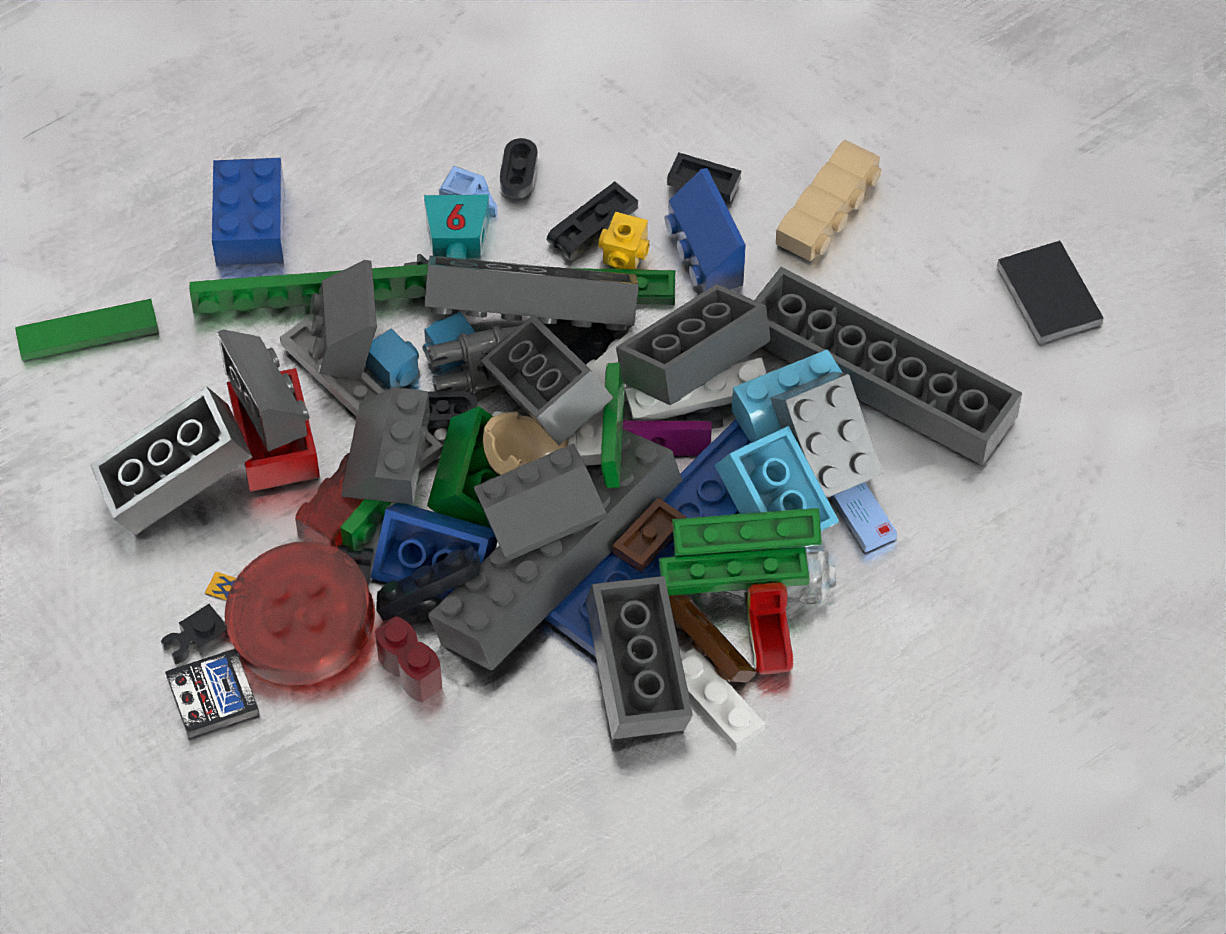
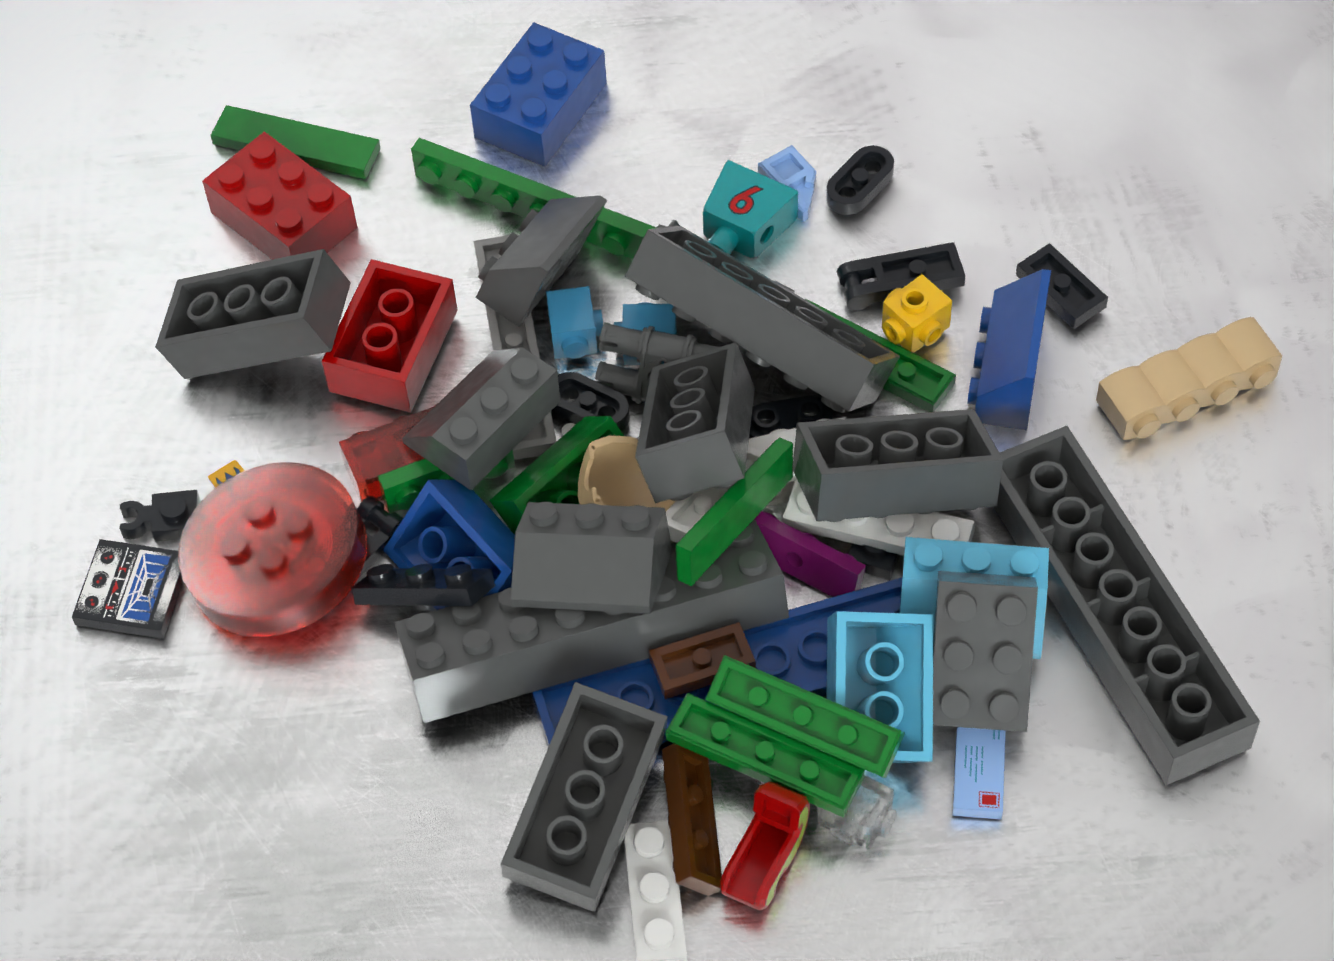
camera: 35 degrees right, 0 degrees up
(116, 377) = (279, 201): none -> red brick
(262, 389) = (387, 280): dark grey slope -> none
(408, 659) = (347, 661): dark red brick -> none

